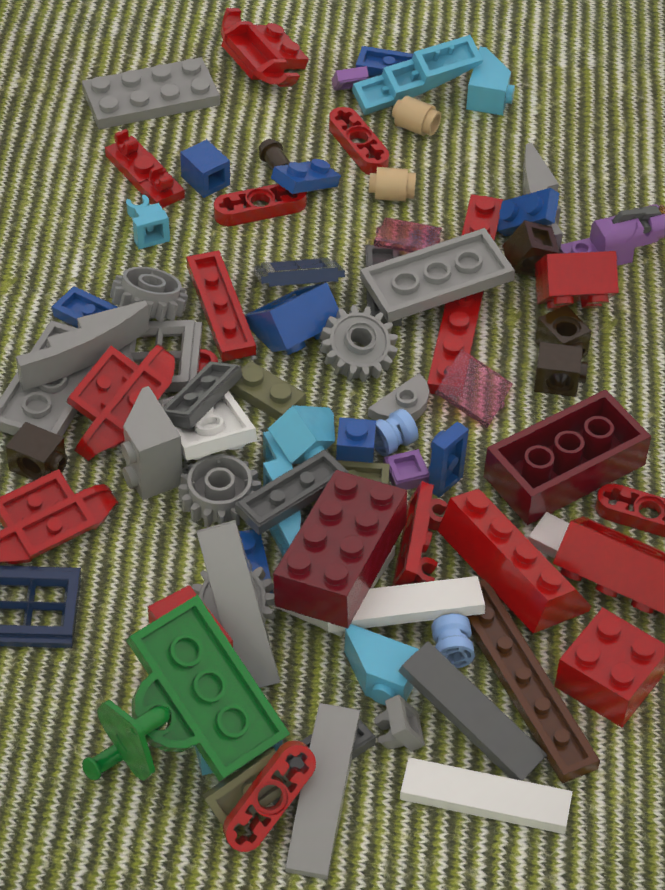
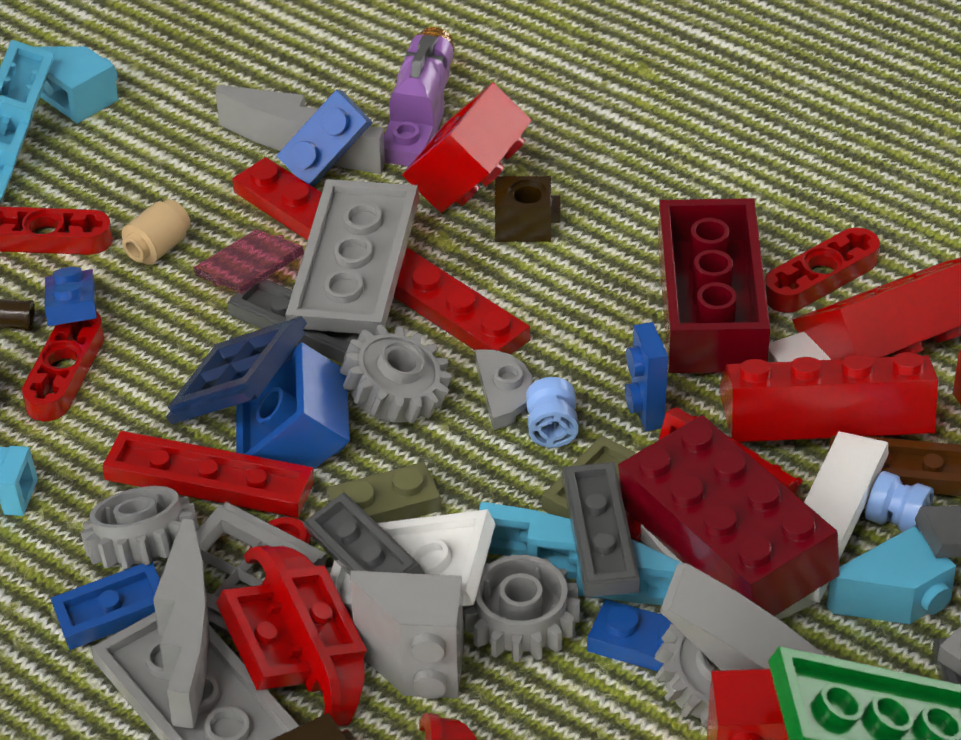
camera: 55 degrees left, 5 degrees down
(304, 432) = (516, 478): medium azure slope -> none
(356, 440) = (548, 445): blue brick -> none
(407, 469) = (610, 423): medium lavender tile -> none
(416, 116) = (61, 160): tan brick -> none
(474, 388) = (539, 315): clear pink piece -> none
(528, 246) = (380, 158): dark brown brick -> none
(559, 369) = (569, 235): dark brown brick -> none

